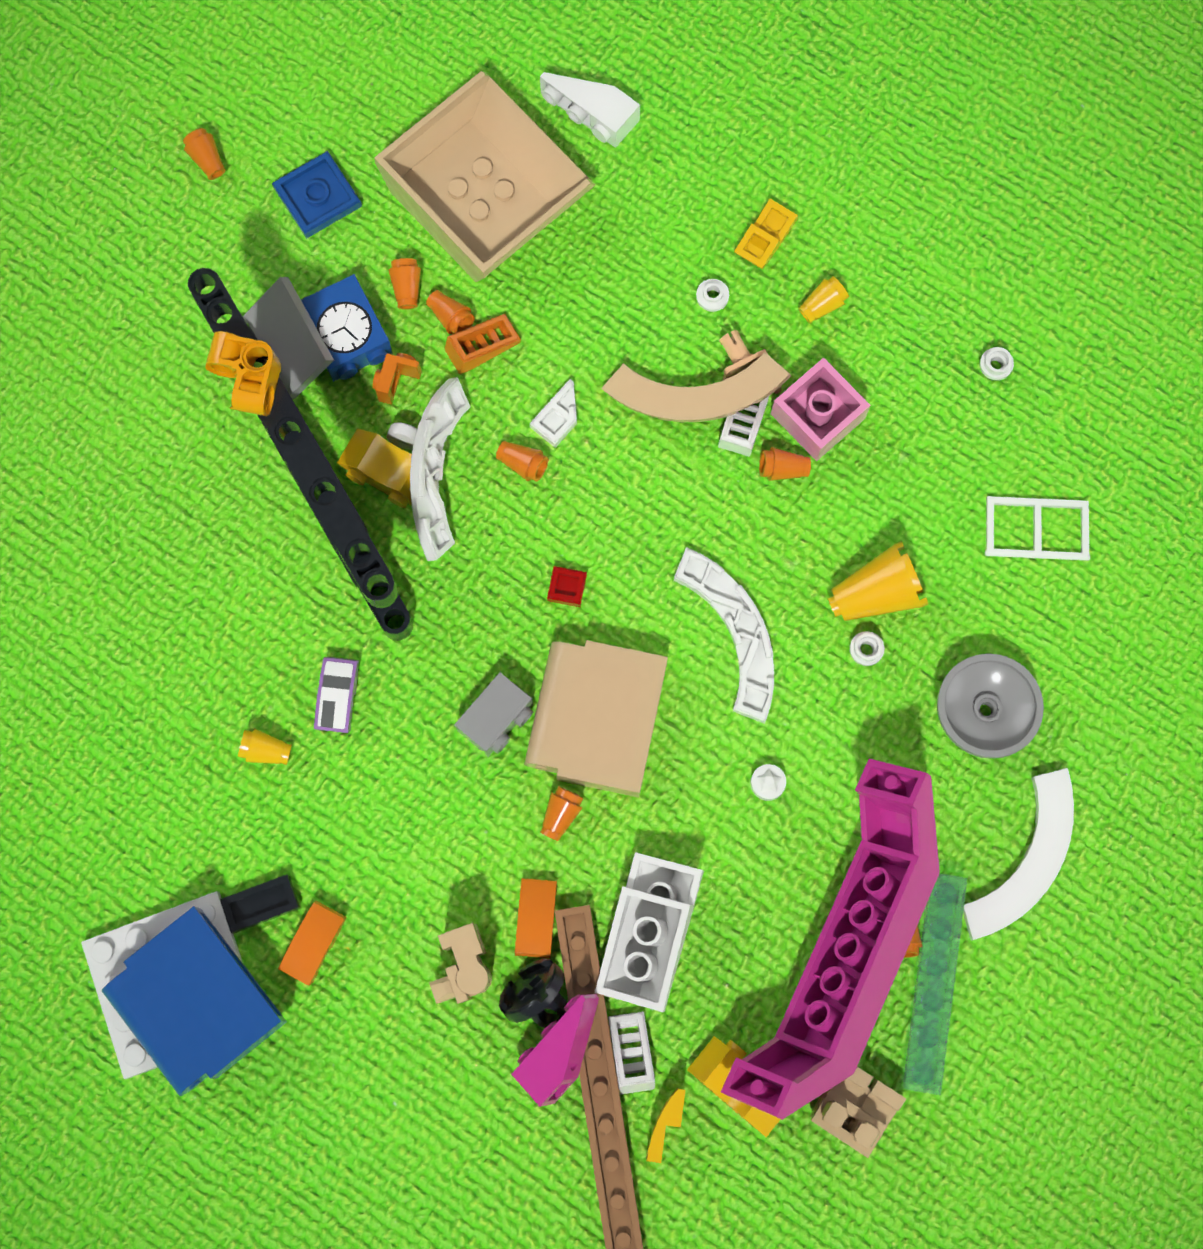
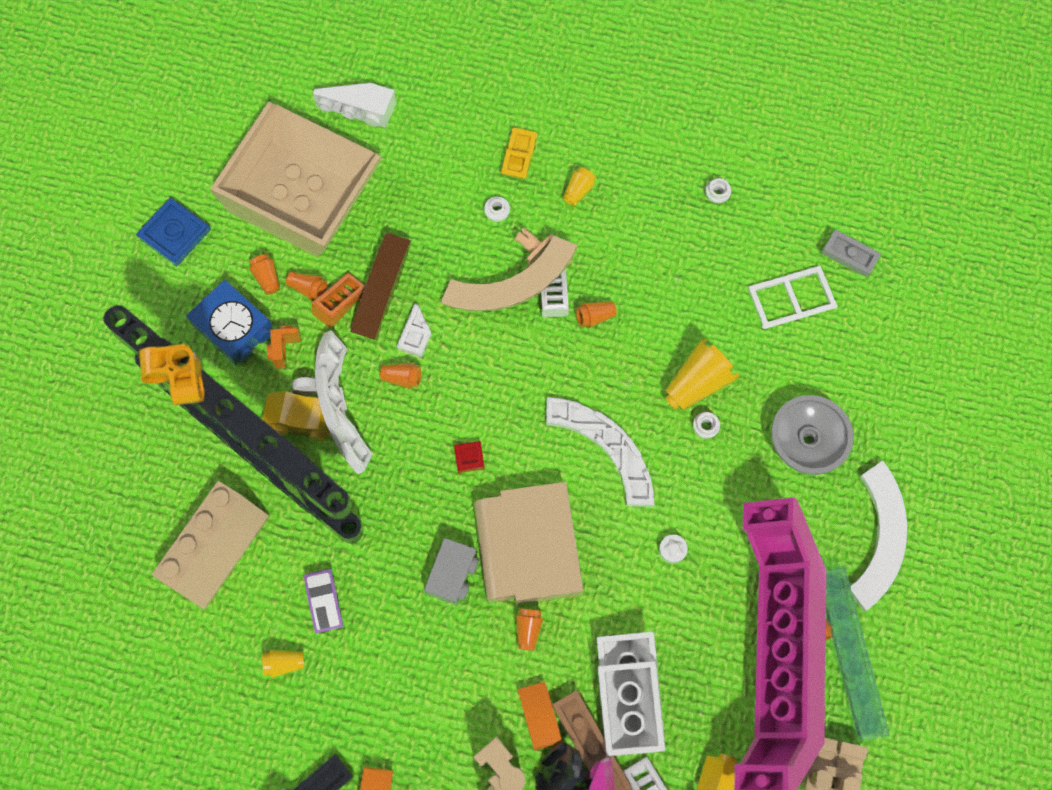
camera: 25 degrees left, 5 degrees down
(204, 152) = (75, 228): orange cone -> none
(230, 584) = (210, 545): none -> tan slope
(290, 332) = (184, 328): light grey tile -> none
(536, 343) = (381, 286): none -> reddish brown slope
(820, 409) = (607, 264): bright pink brick -> none
(1133, 498) = (851, 253): none -> light grey plate

